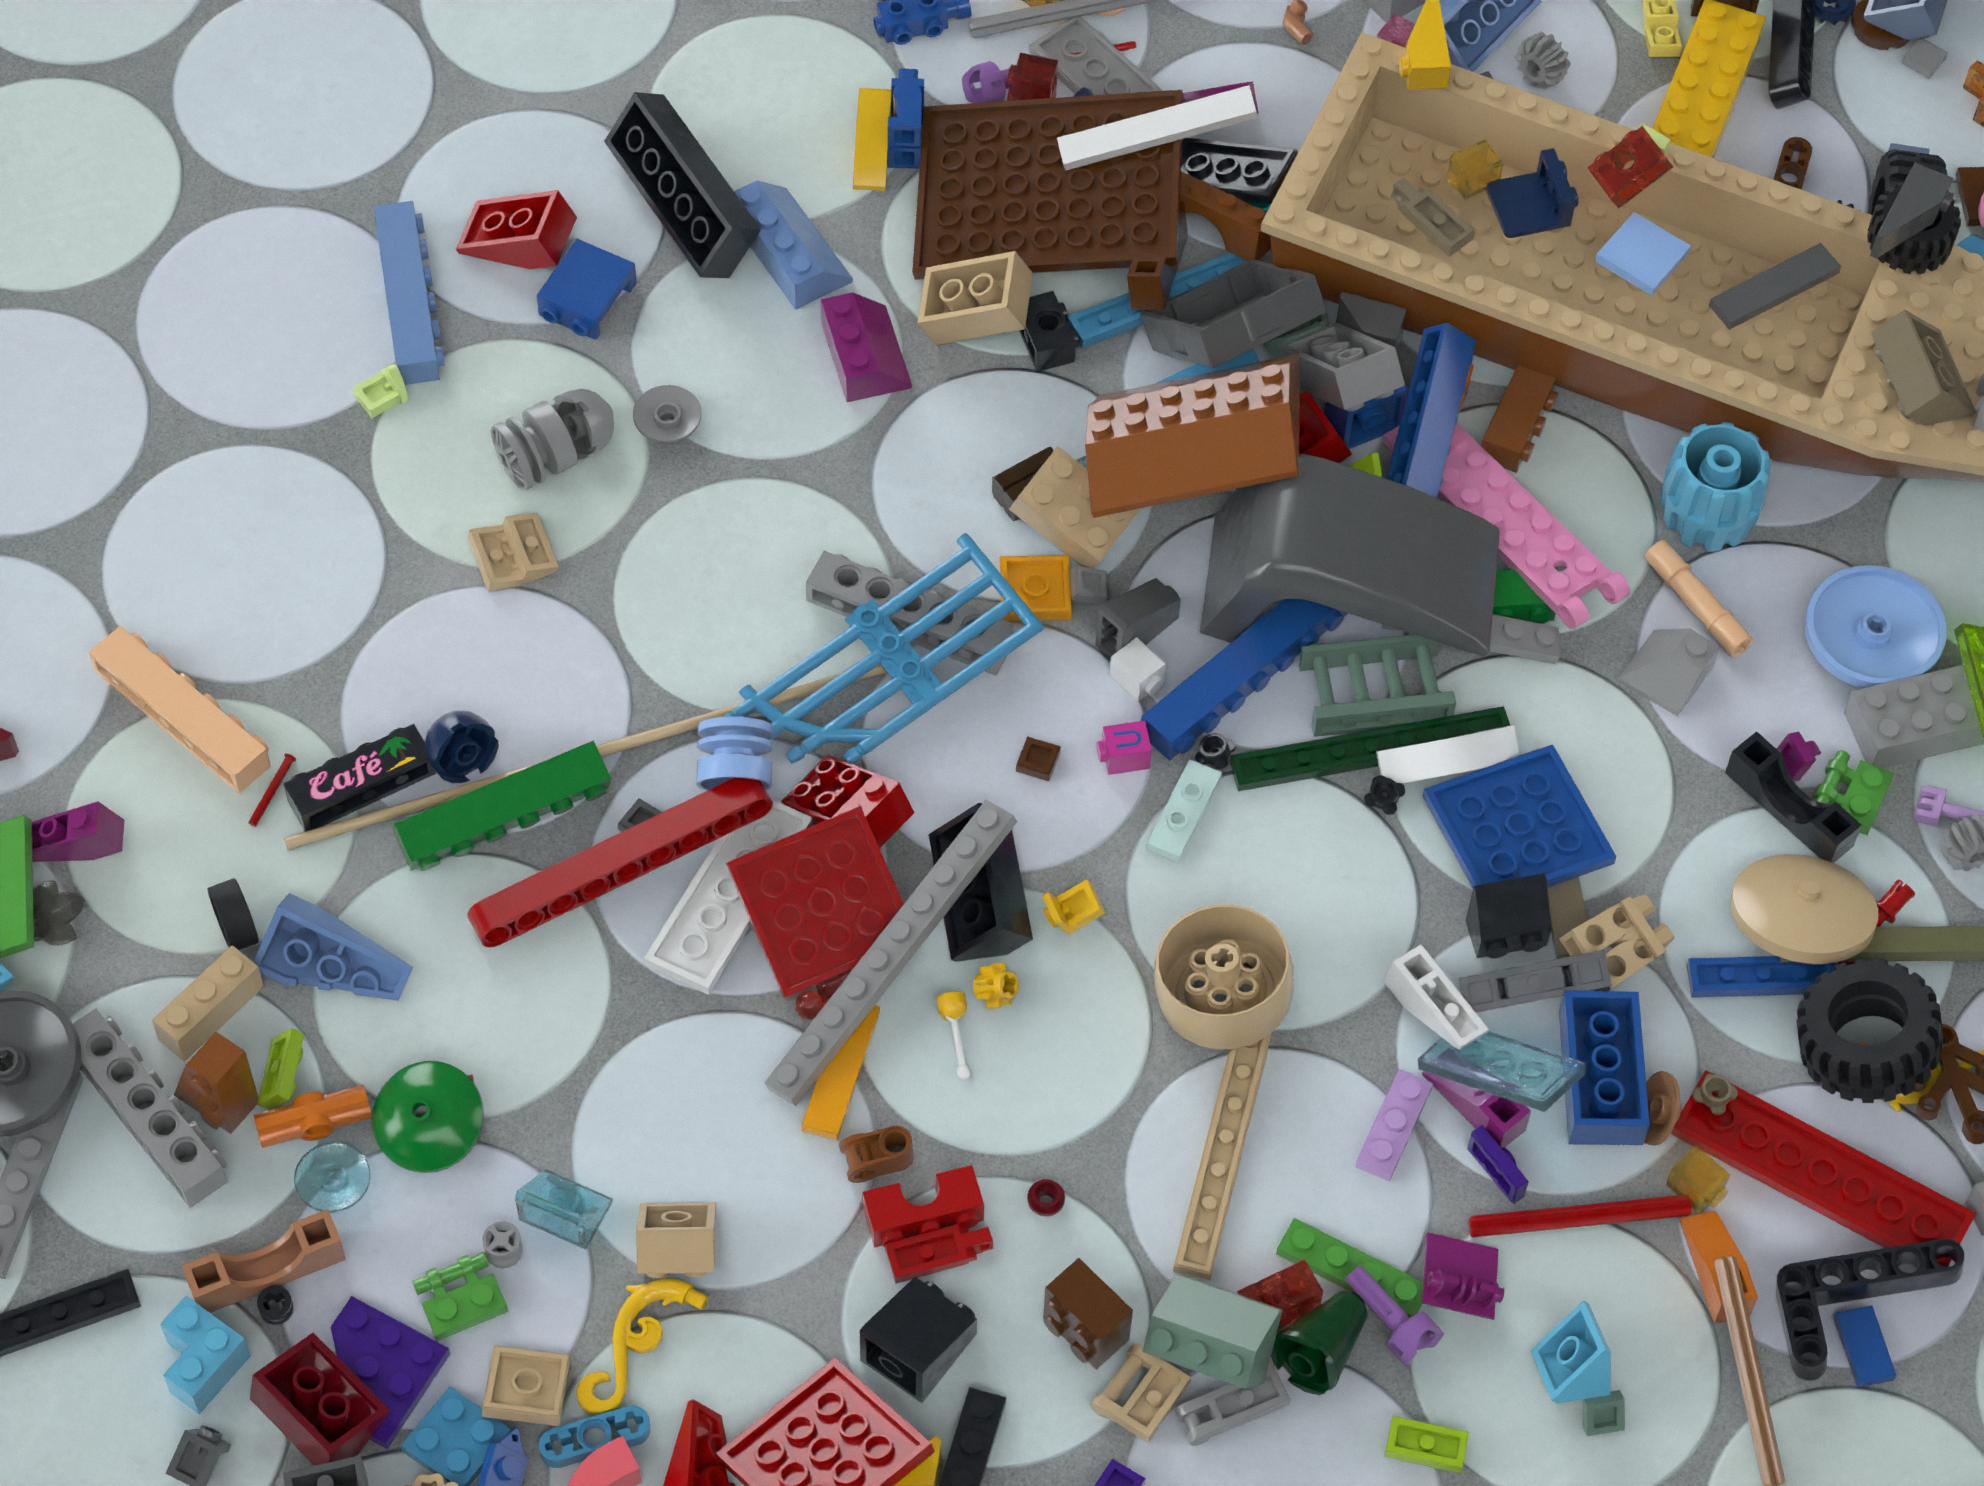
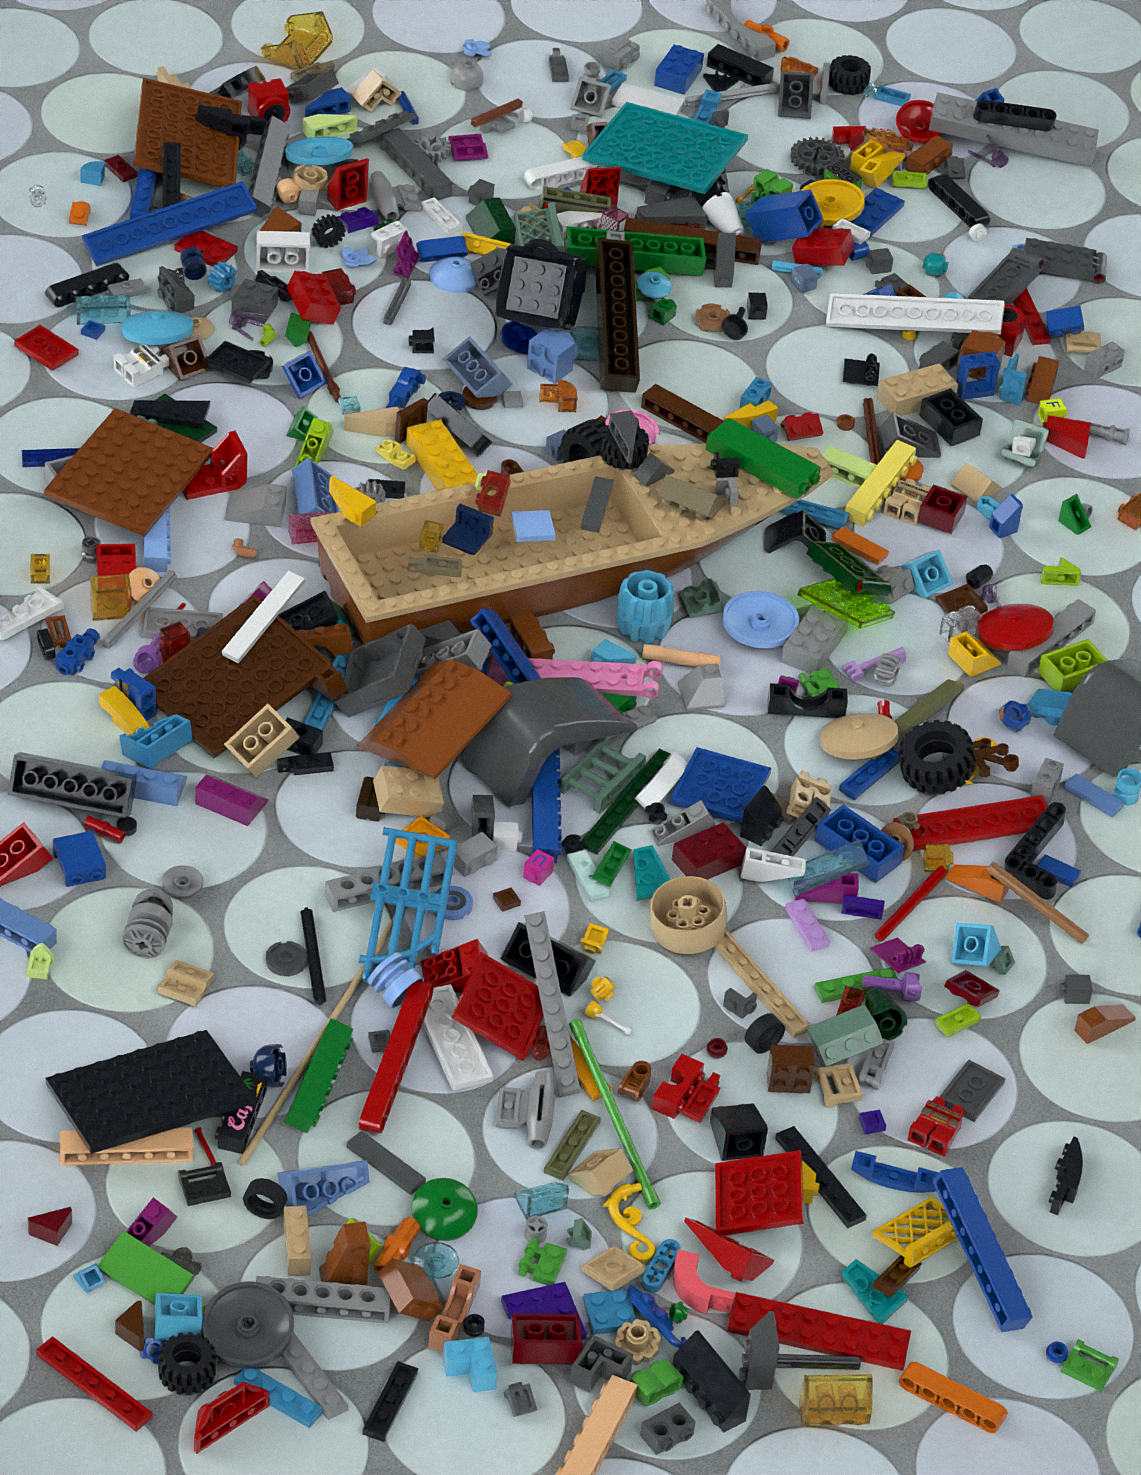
camera: 50 degrees left, 15 degrees down
(204, 844) = (207, 1189): none -> pearl dark grey plate
(239, 1190) = (410, 1289): none -> dark orange brick
(280, 660) = (149, 1091): none -> black plate
(446, 992) = (386, 1162): none -> dark grey tile
(546, 1302) = (580, 1234): none -> sand green tile
(665, 273) = (104, 829): none -> red pin
(669, 617) = (286, 958): none -> dark grey tile
(697, 1072) = (531, 1108): none -> light grey plate
(697, 1169) = (572, 1145): none -> olive tile
(699, 290) = (128, 825): none -> black tile
(702, 640) = (313, 956): none -> black axle
(707, 1316) = (647, 1189): none -> bright green piece
(863, 204) = (157, 742): none -> dark azure wedge
(970, 724) = (463, 900): none -> medium blue tile
(1017, 373) = (306, 763): none -> black hinge
(1065, 662) = (474, 854): none -> light grey brick
(1120, 1232) = (764, 1032): none -> black tyre
(1152, 1171) = (739, 1004): none -> dark grey bracket
(1228, 820) = (611, 863): none -> green tile
(1266, 874) = (648, 872): none -> teal wing
(1375, 909) = (709, 852): none -> dark red brick
(1402, 845) = (684, 824): none -> light grey slope
(1498, 1416) = (971, 988): none -> dark red plate
(1592, 68) = (392, 489): none -> black plate
(1595, 525) = (612, 653): none -> medium azure slope
(1837, 537) = (703, 598): none -> sand green slope
(1921, 292) = (652, 470): none -> dark grey slope

